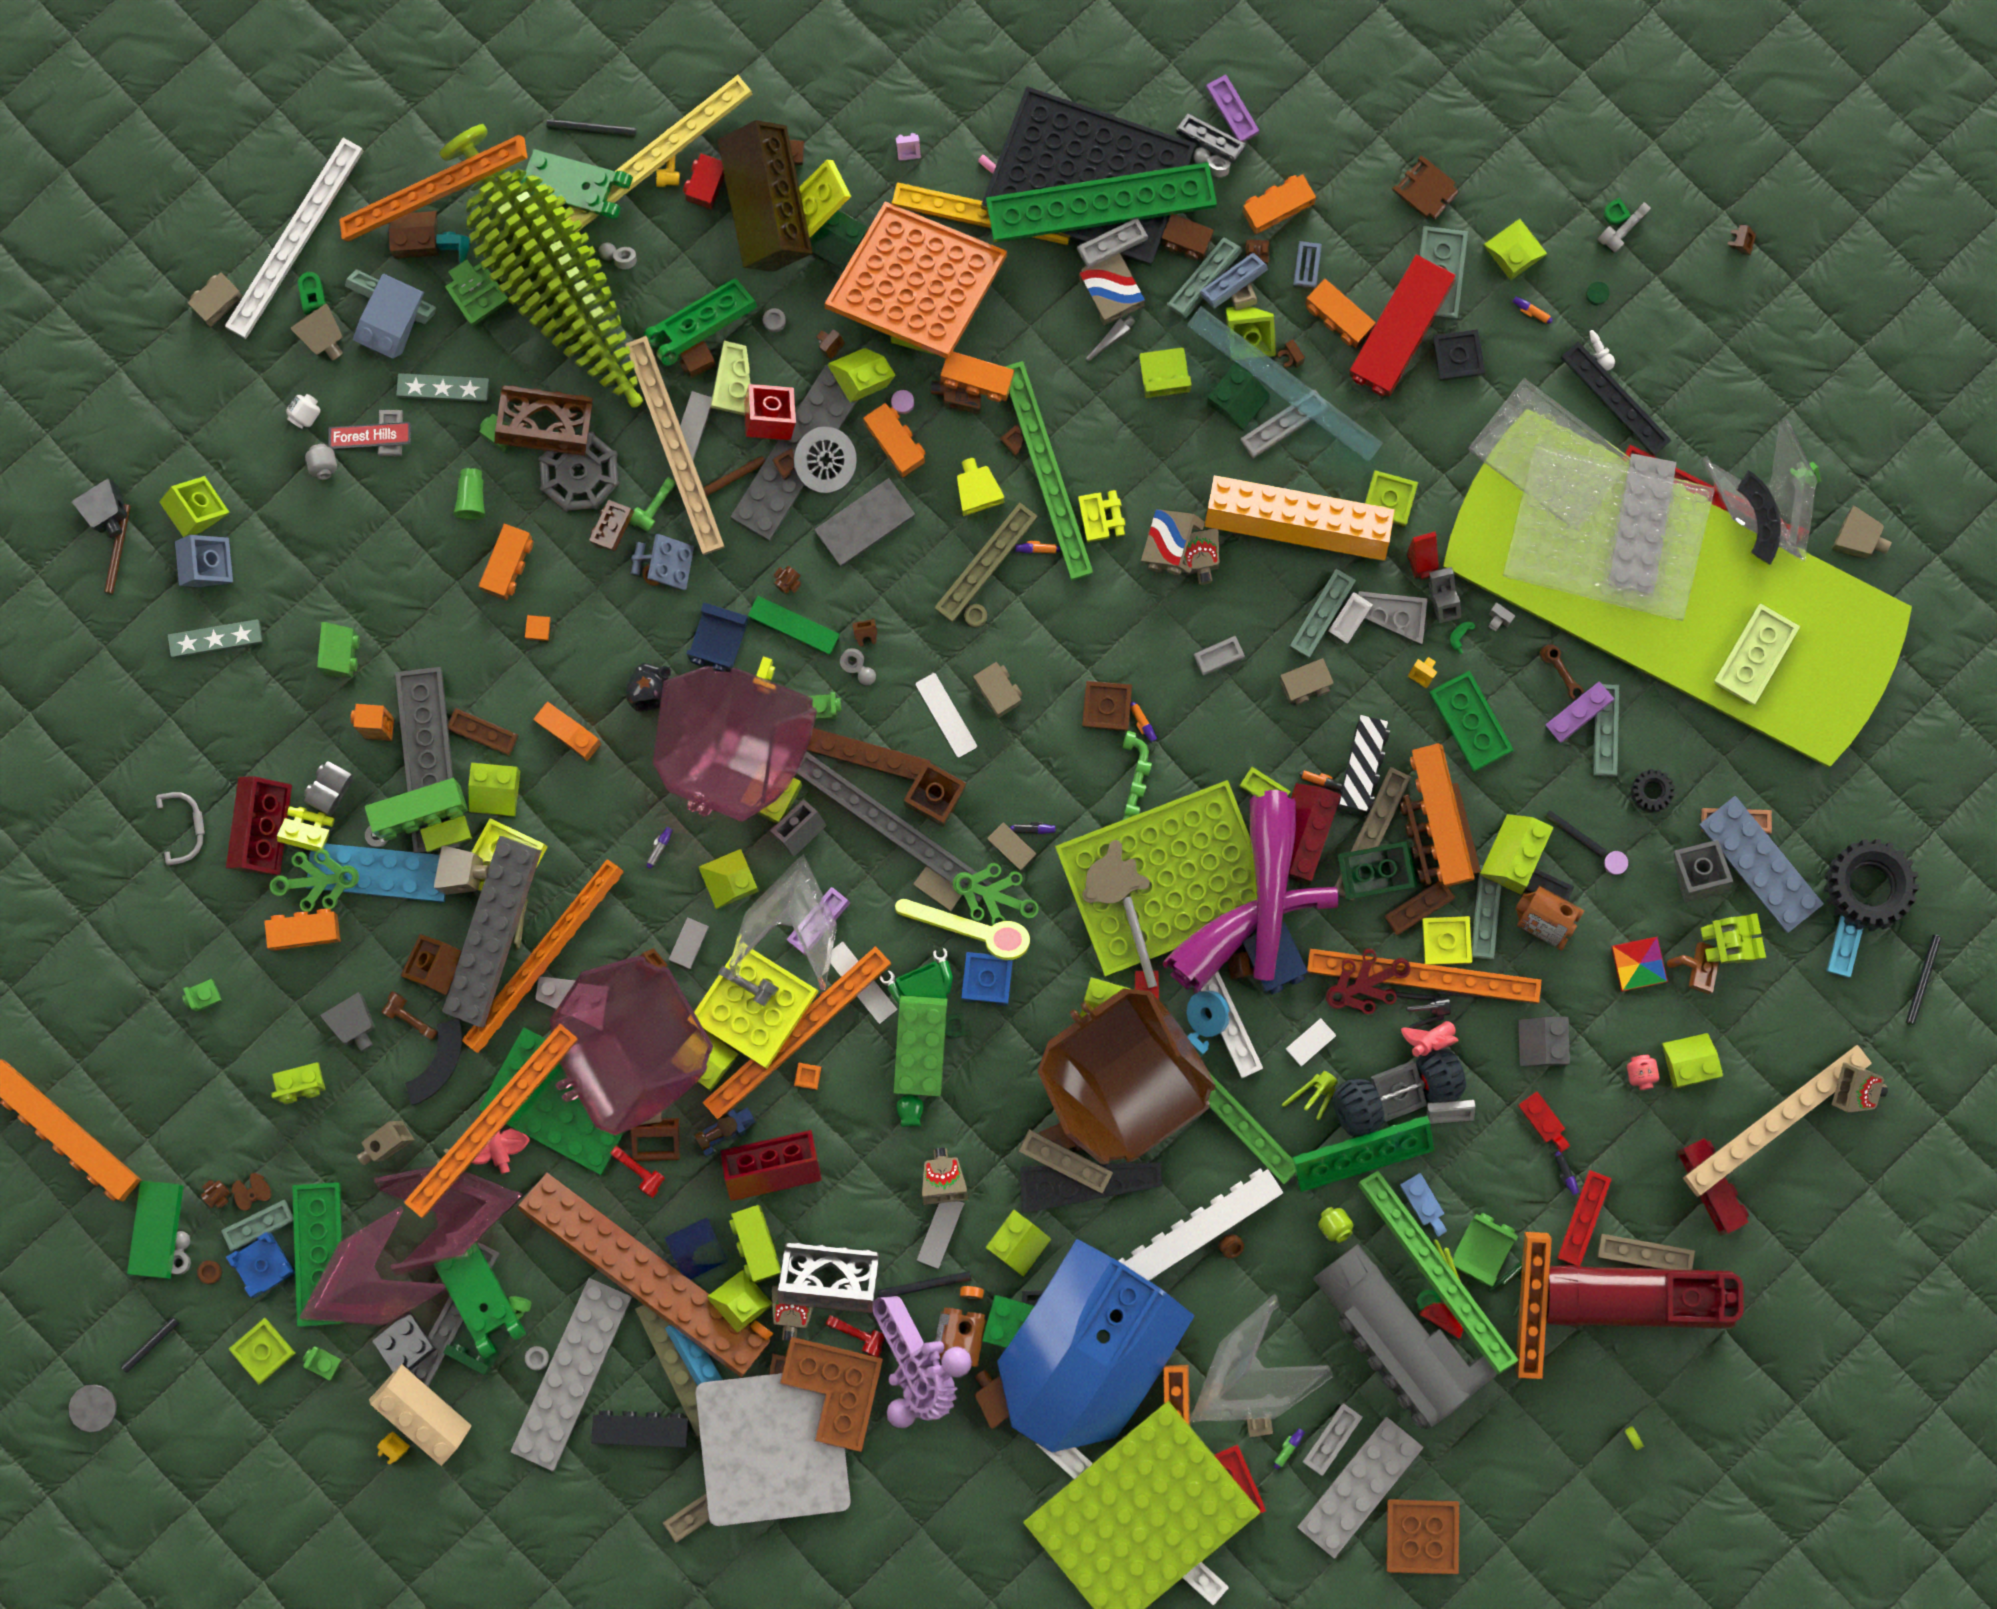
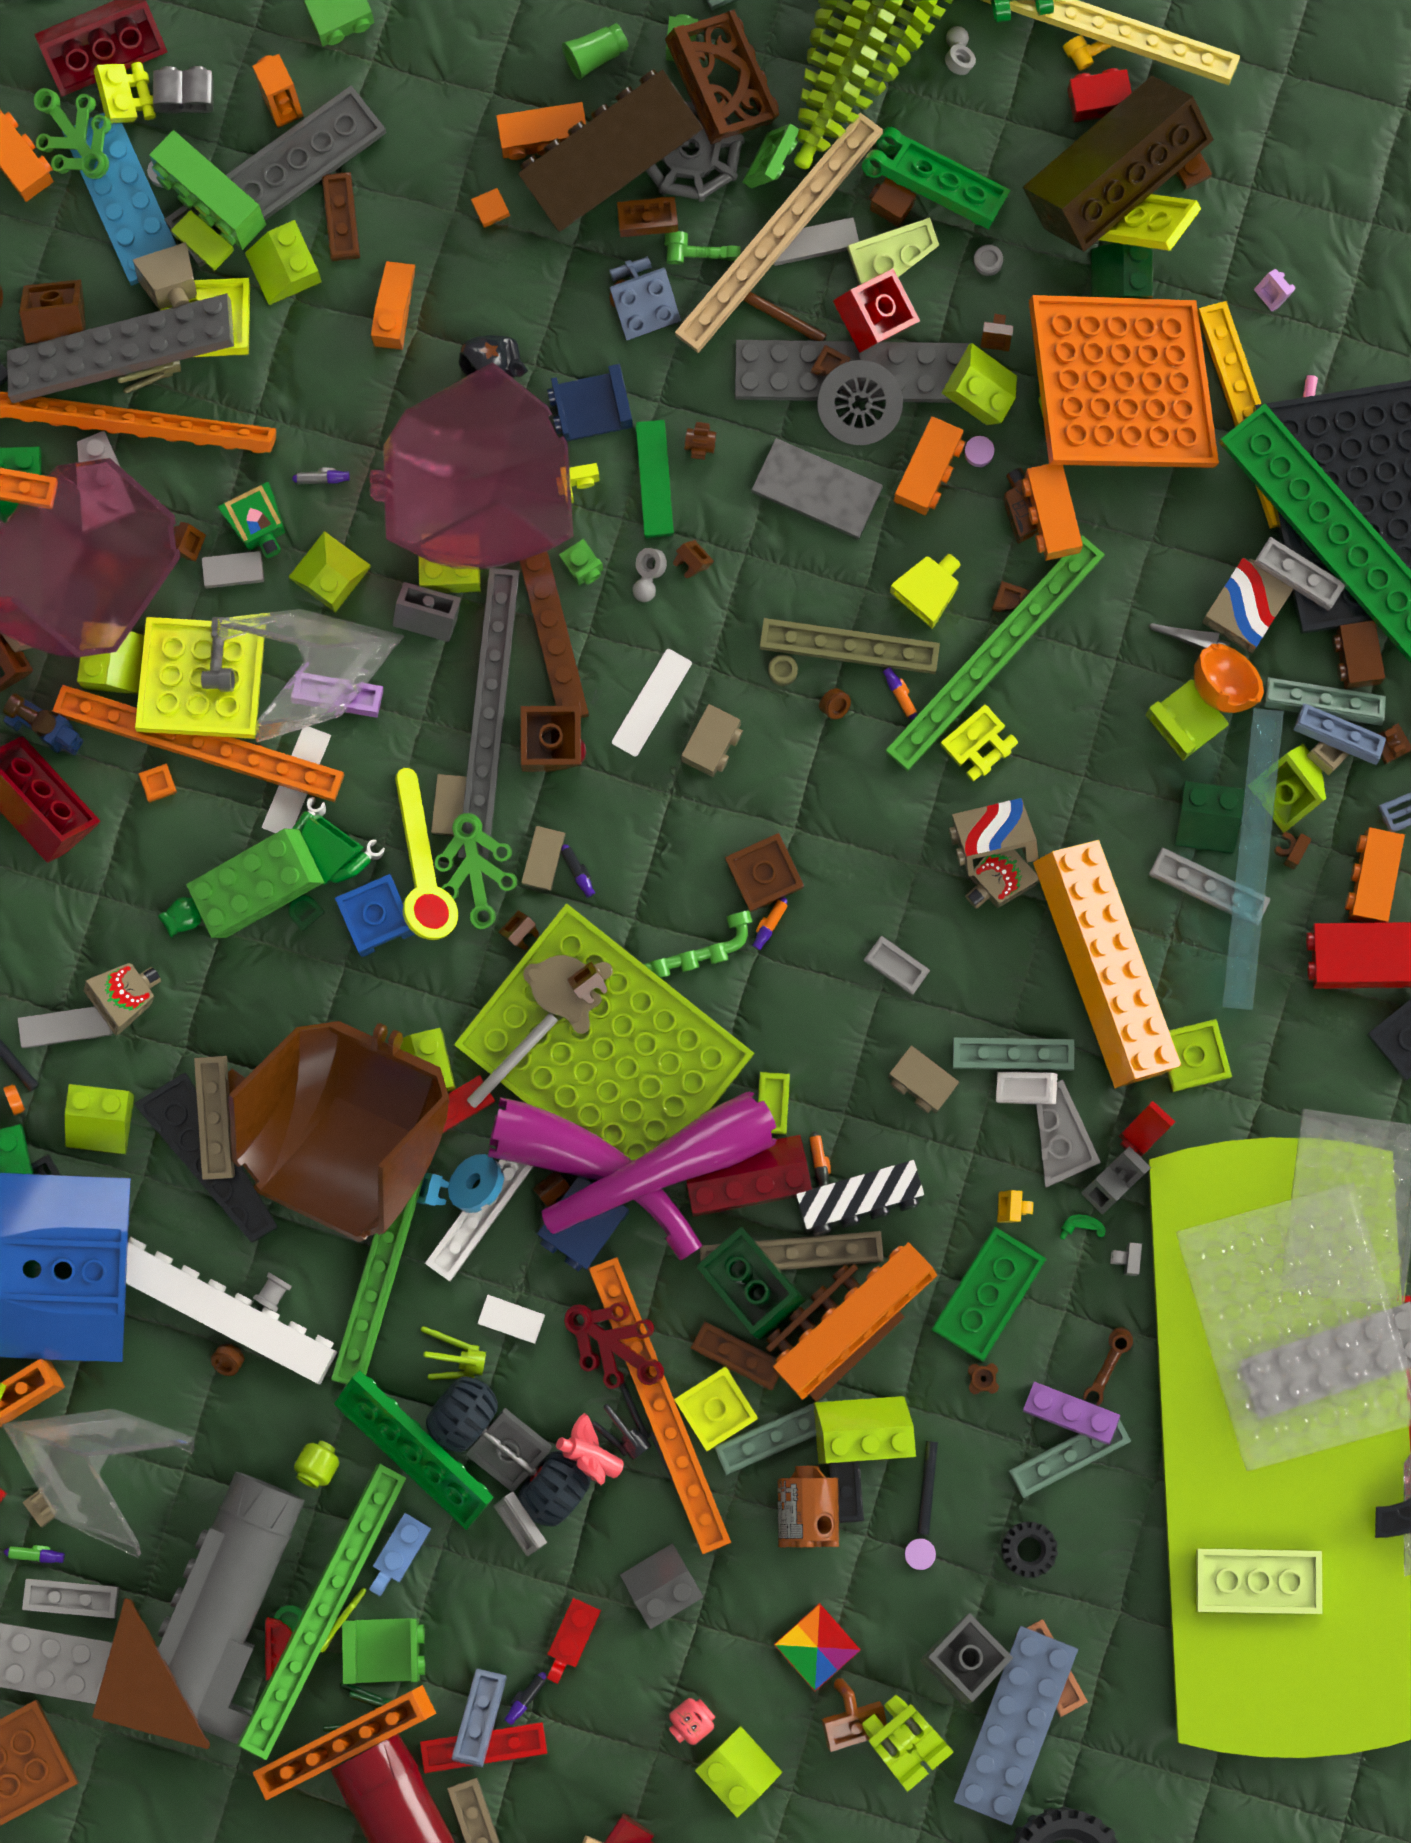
camera: 60 degrees right, 0 degrees up
(553, 523) = (609, 149): none -> dark brown brick
(619, 420) = (771, 155): none -> bright green plate
(664, 907) = (255, 519): none -> green torso
(1019, 594) = (835, 703): none -> reddish brown tile
(1050, 889) = (517, 928): none -> reddish brown tile
(1118, 860) = (586, 980): none -> tile
(1155, 330) = (1227, 679): none -> orange cylinder
(1203, 1190) = (272, 1292): none -> light grey bush
(1426, 1416) = (141, 1689): none -> reddish brown tile
(1522, 750) = (989, 1372): none -> reddish brown plate
(1563, 1209) = (479, 1718): none -> sand blue tile

